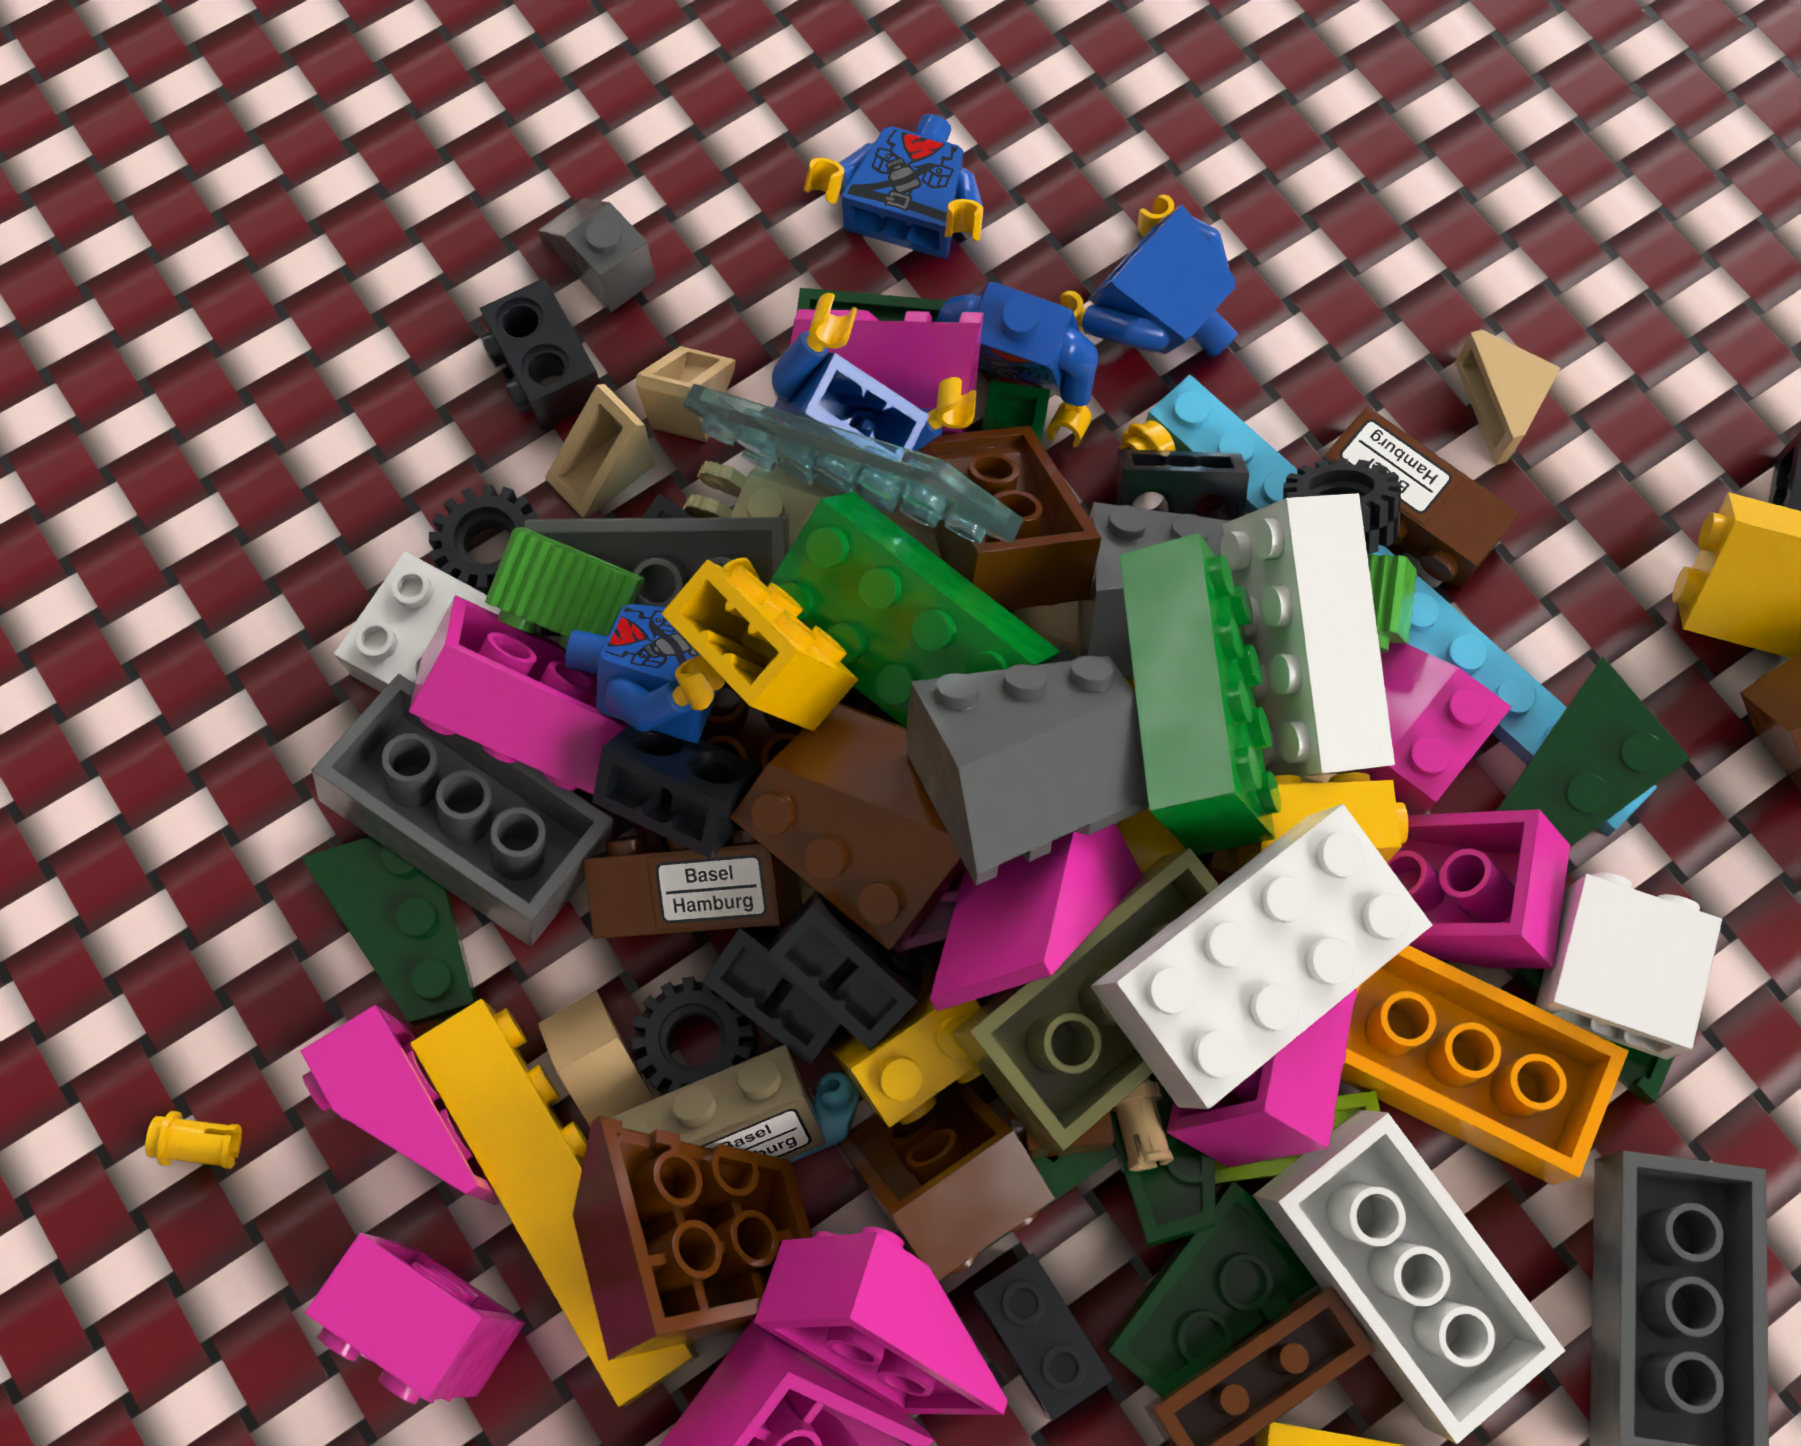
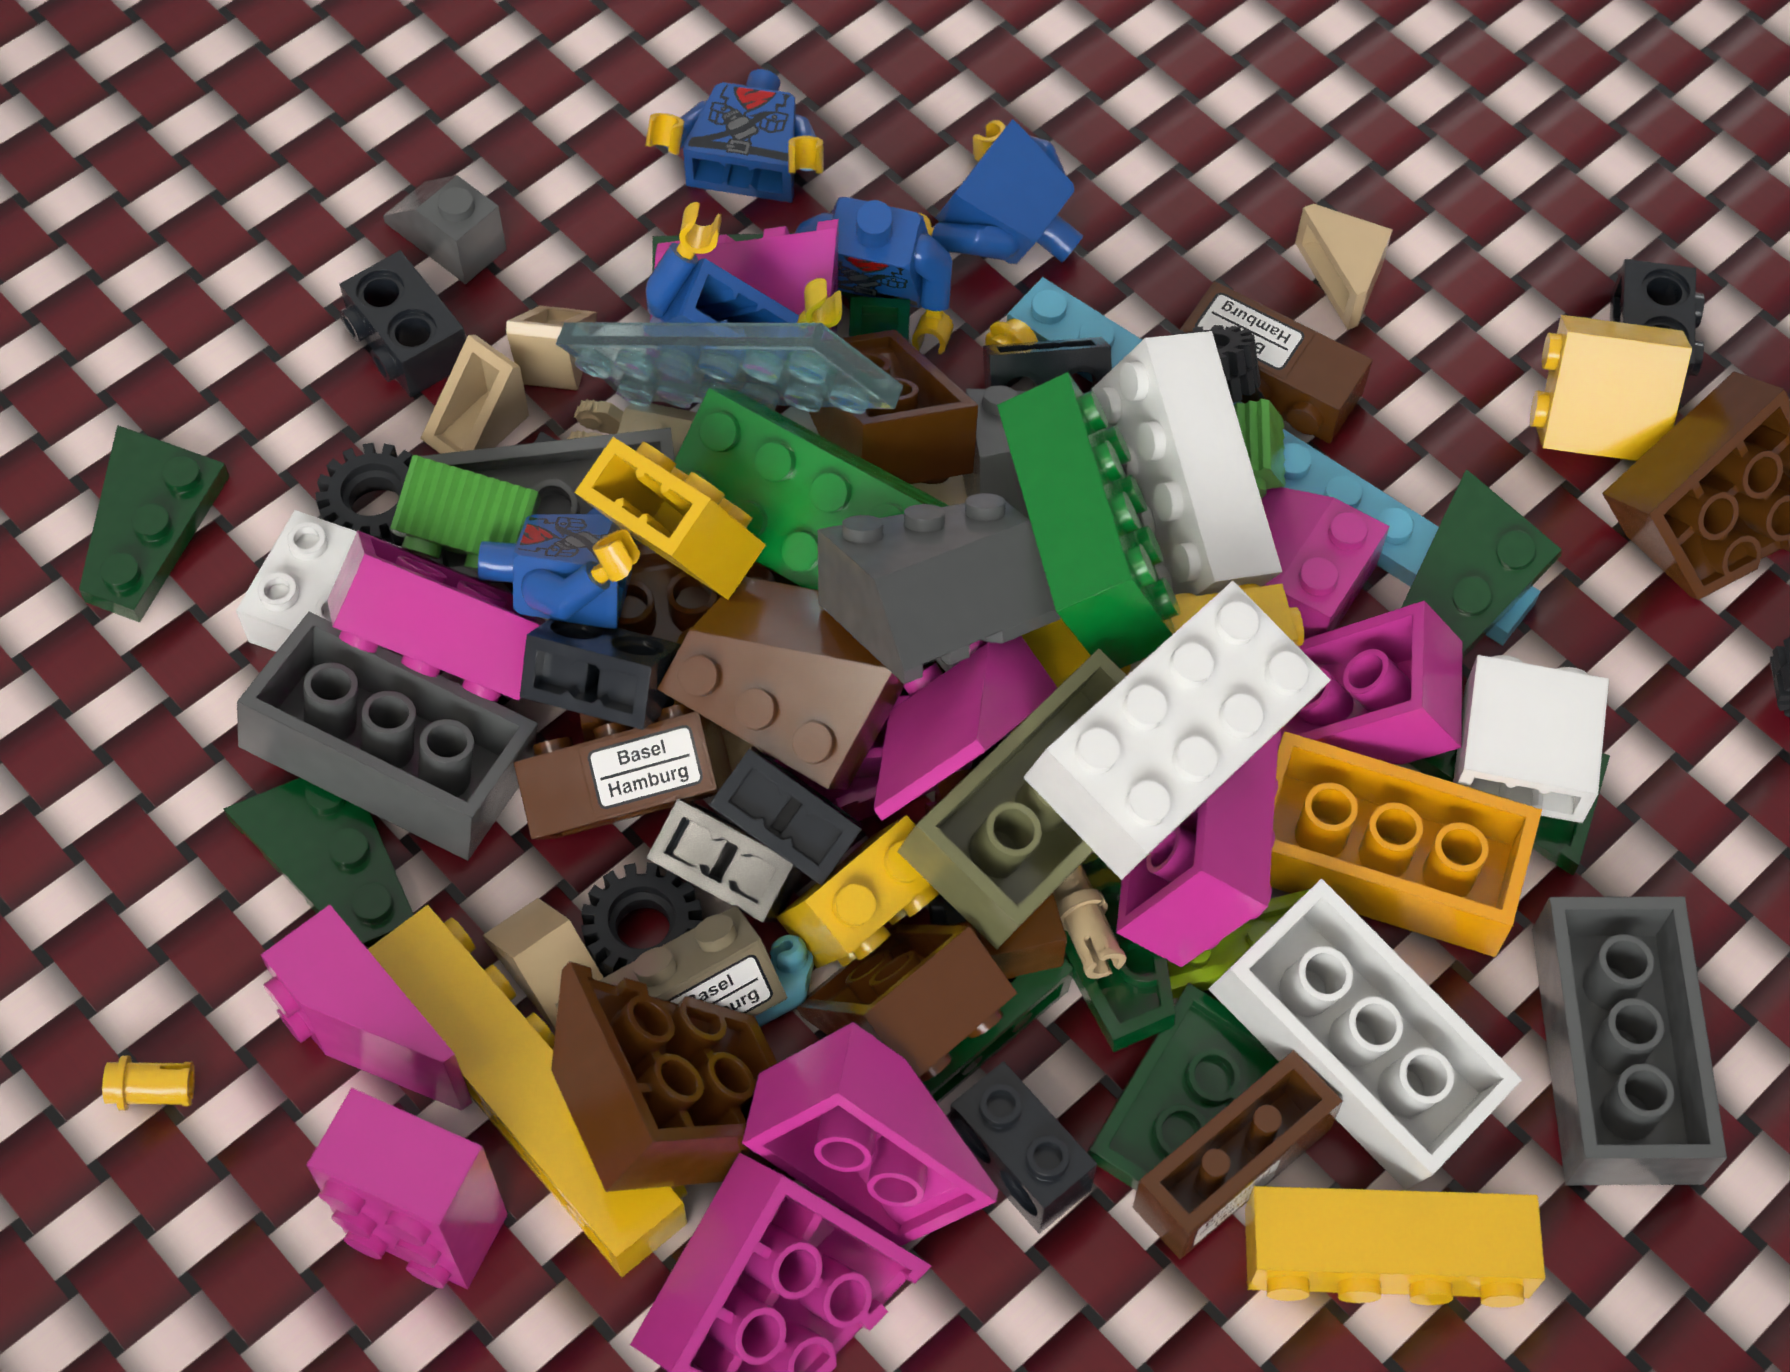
camera: 10 degrees left, 10 degrees down
(265, 534) = (145, 520): none -> dark green wing

